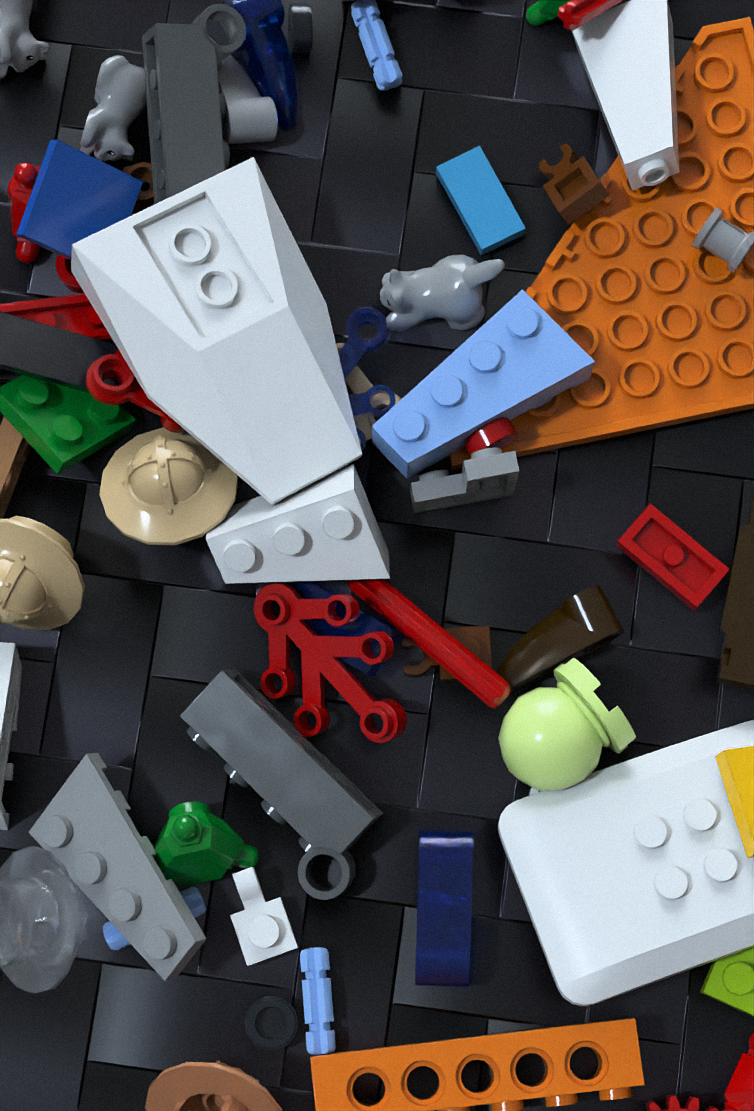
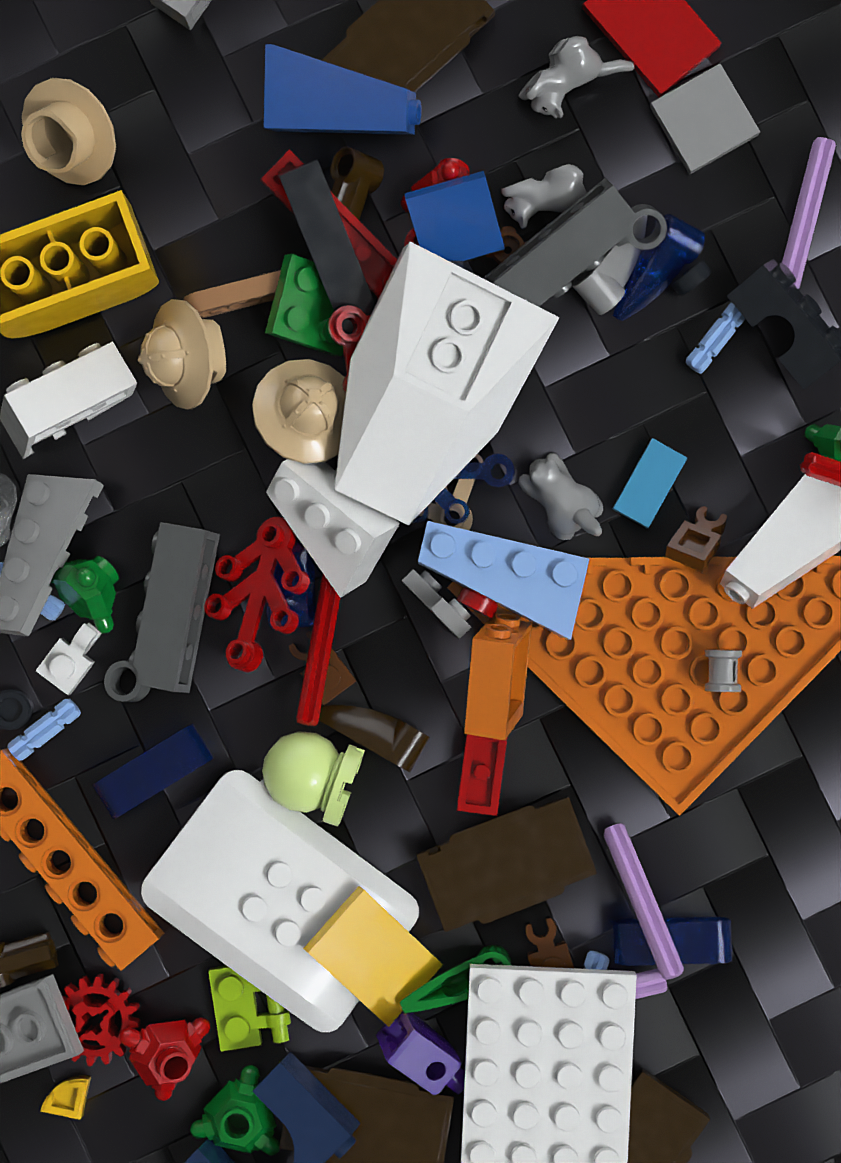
camera: 55 degrees right, 10 degrees up
(584, 463) = (498, 677): none -> orange window

